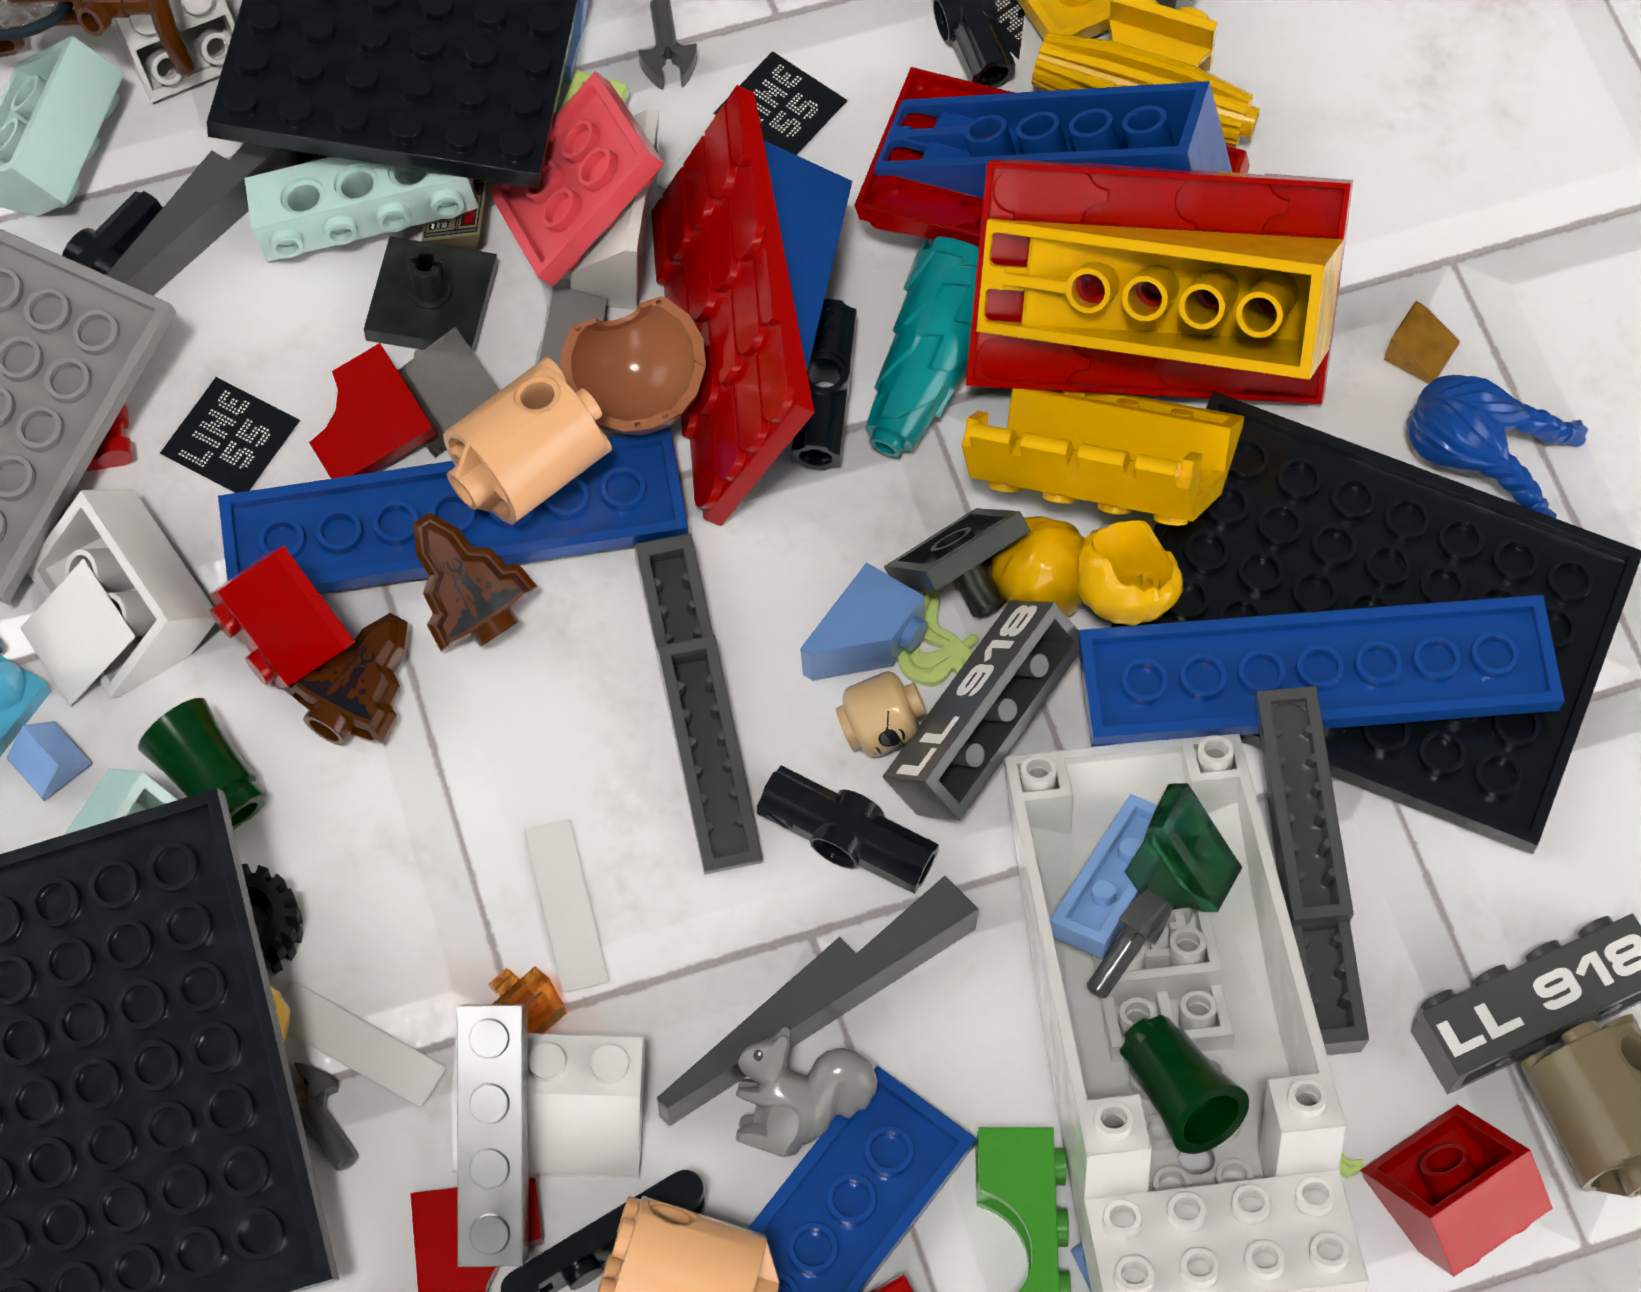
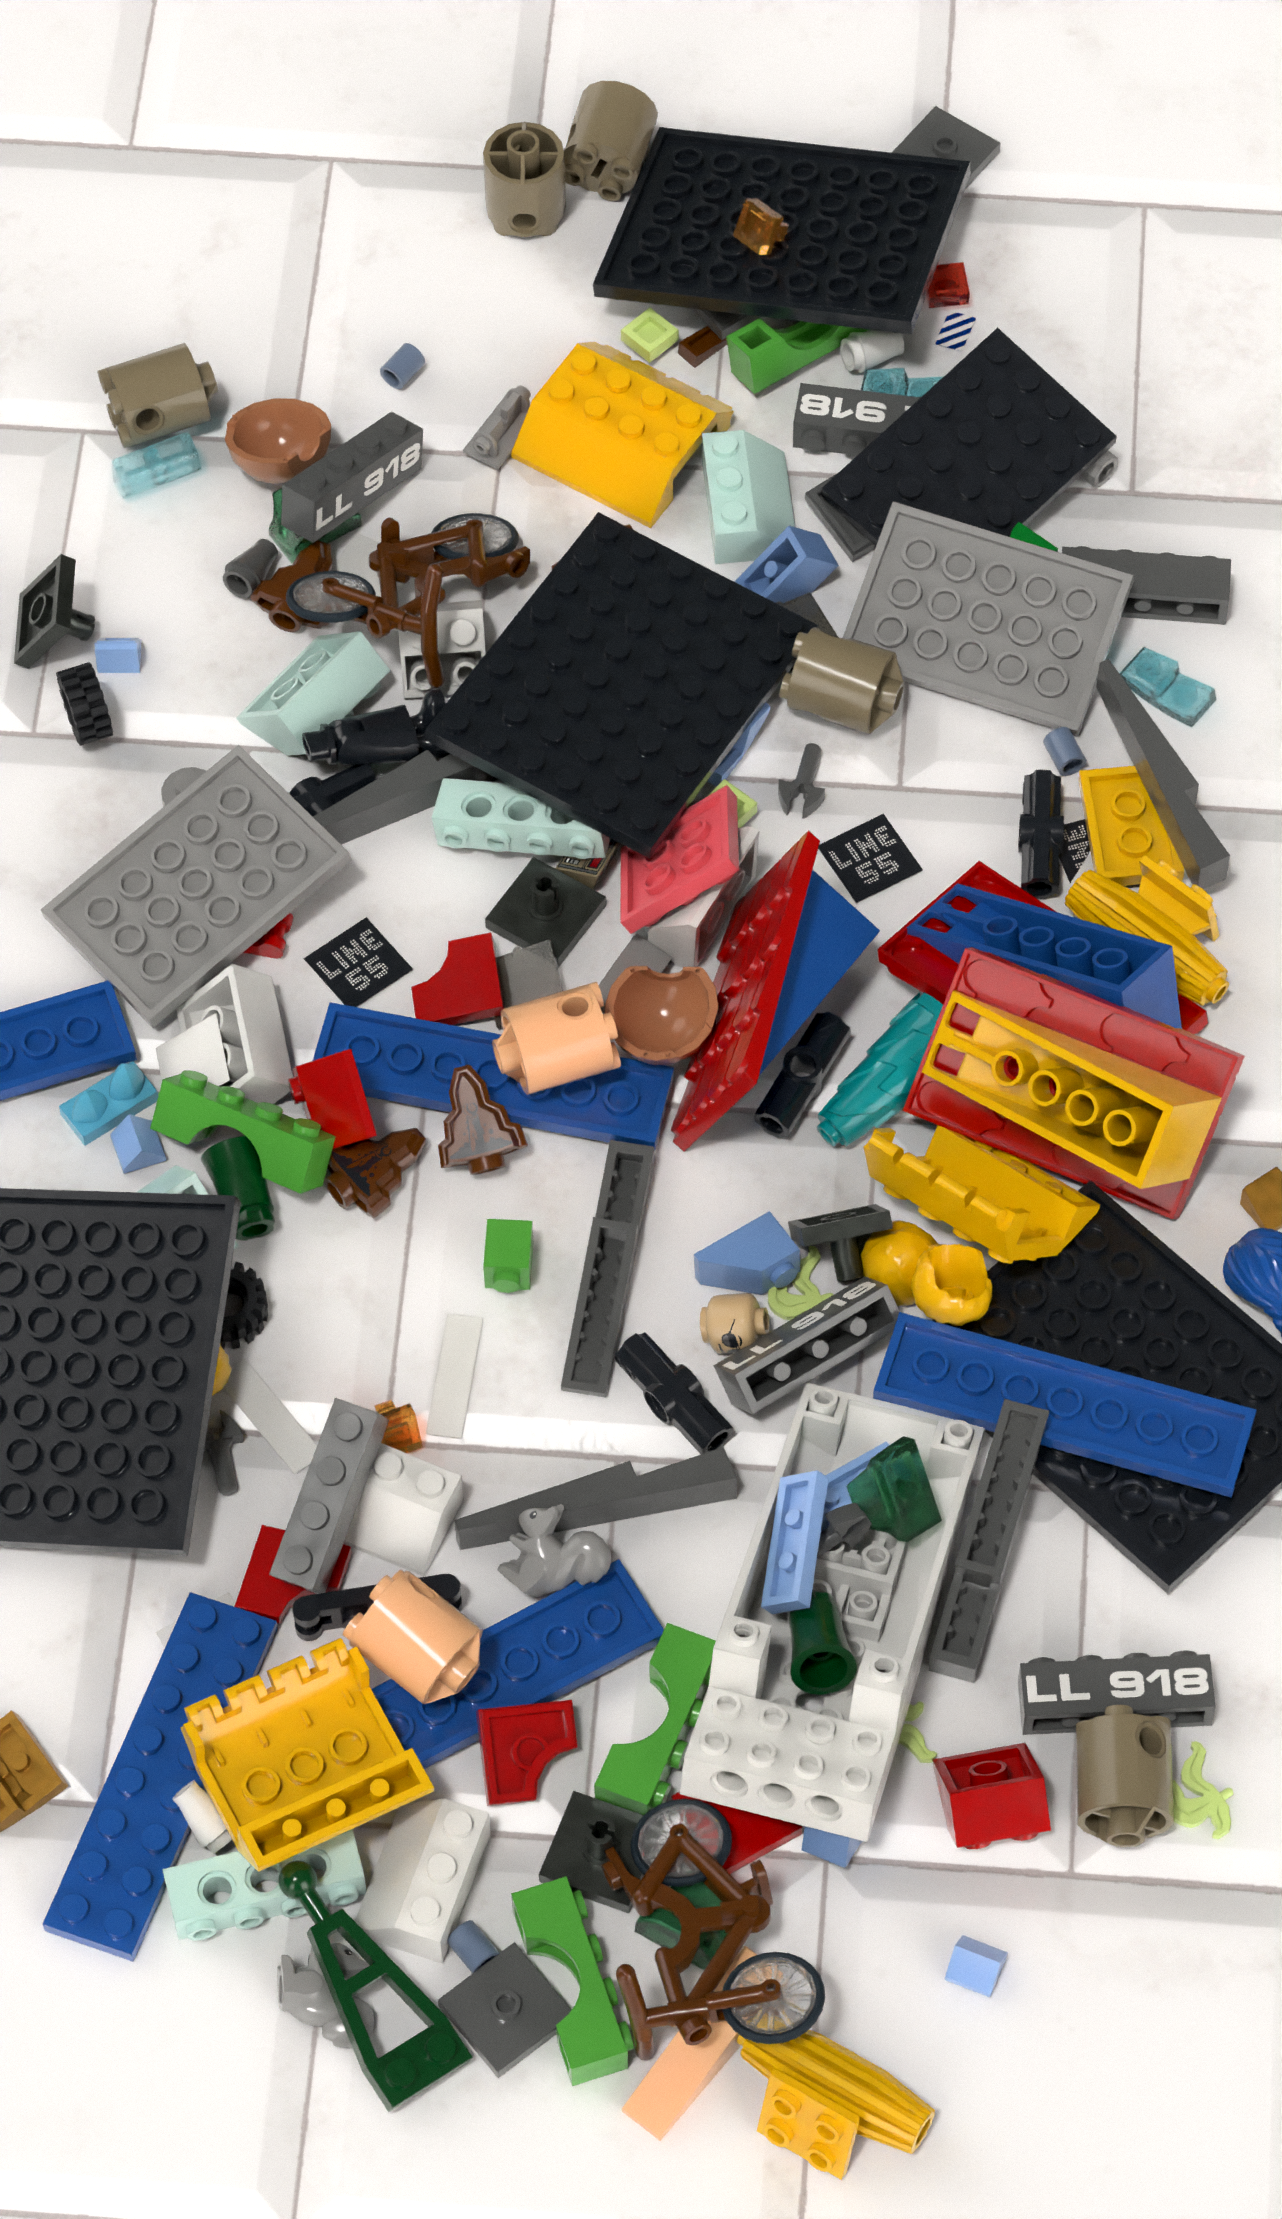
camera: 25 degrees right, 5 degrees down
(145, 153) = (377, 735): none -> black piece
(248, 697) = (289, 1148): none -> bright green arch
(571, 730) = (508, 1255): none -> bright green brick
(1102, 969) = (794, 1542): none -> light blue plate

